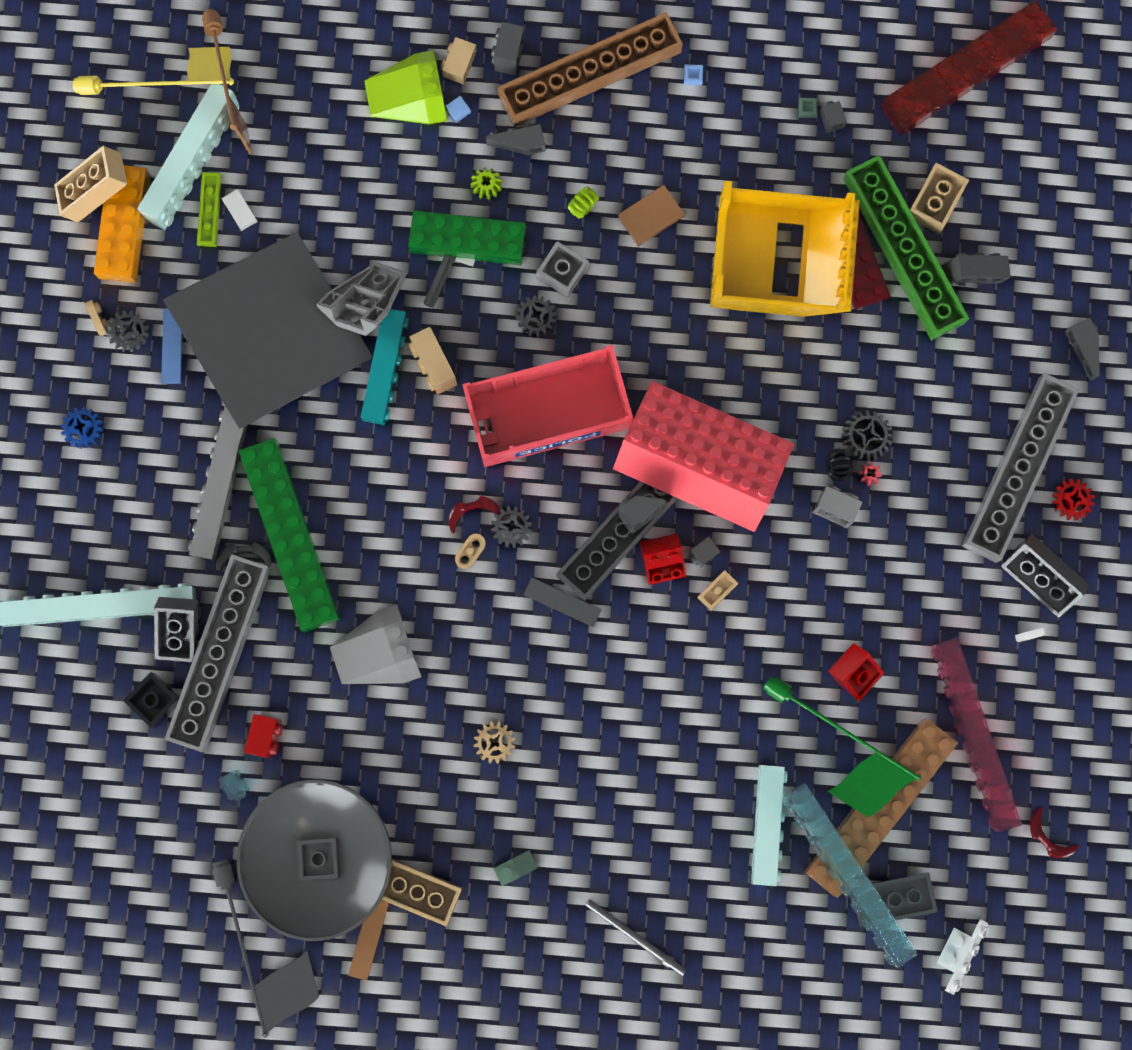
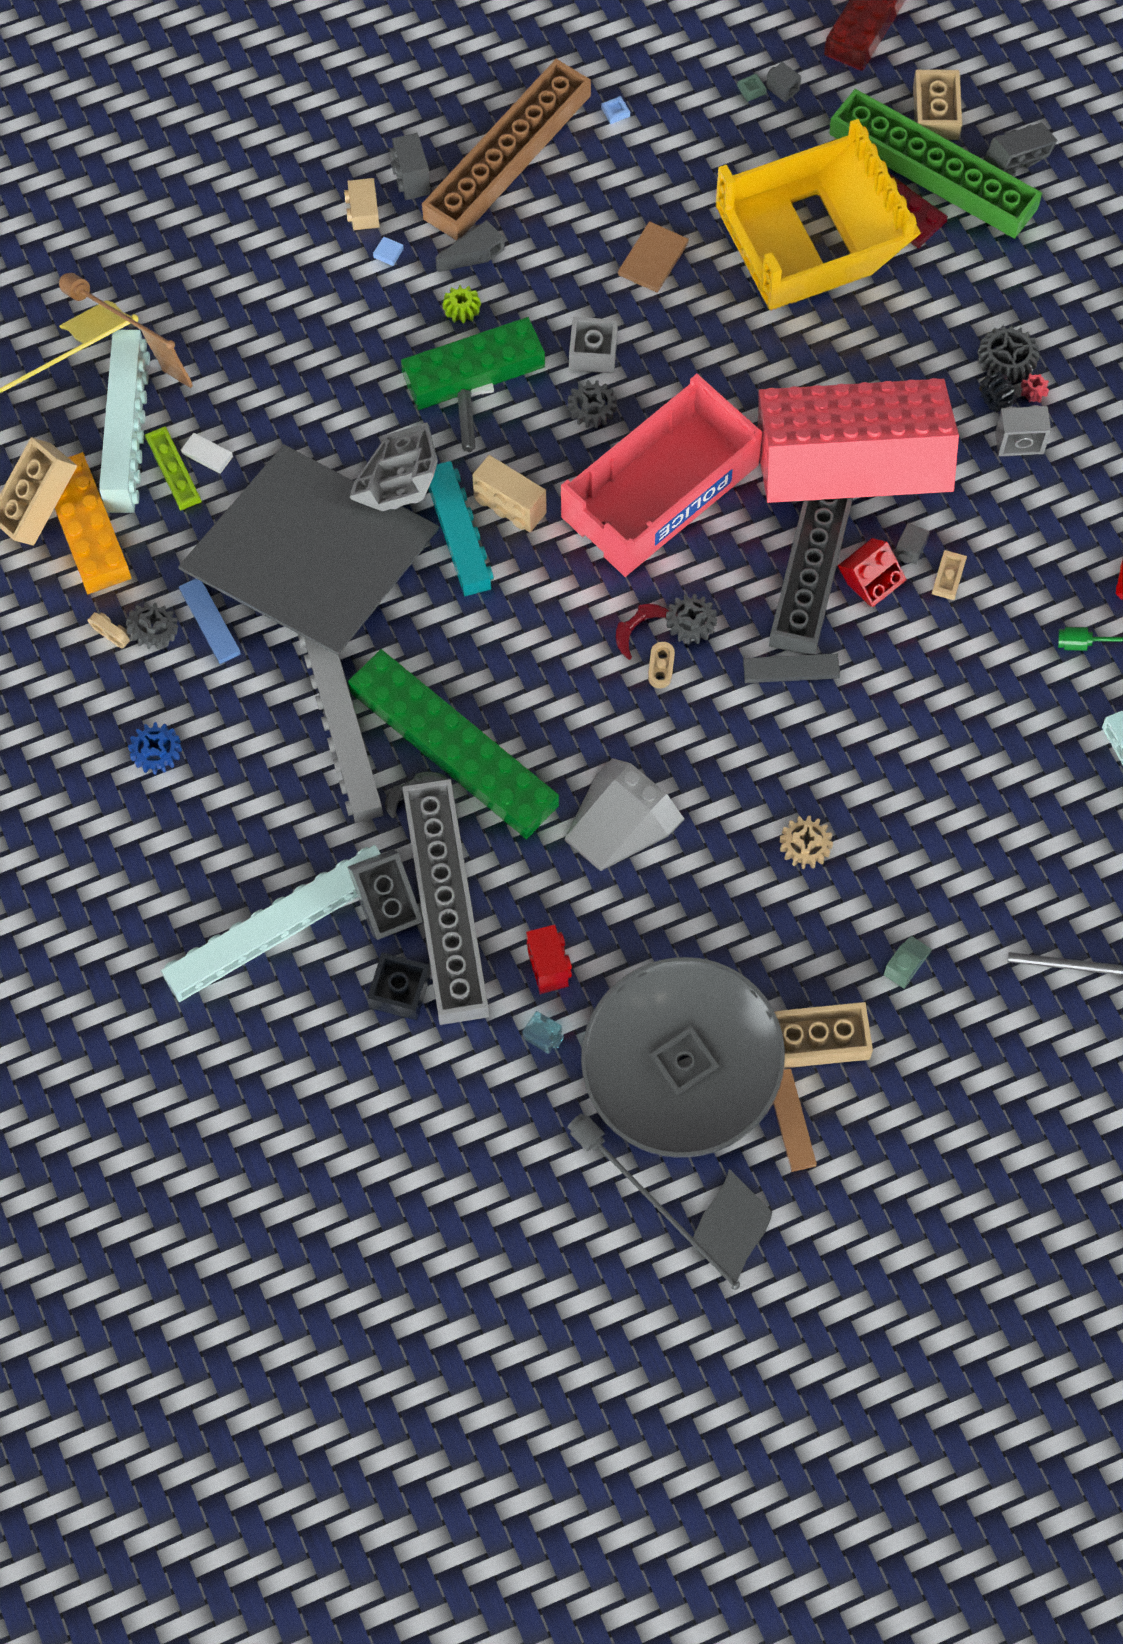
camera: 25 degrees left, 15 degrees down
(408, 91) = (326, 257): lime wedge -> none
(583, 202) = (576, 272): lime gear -> none
(639, 511) = (824, 517): dark grey slope -> none

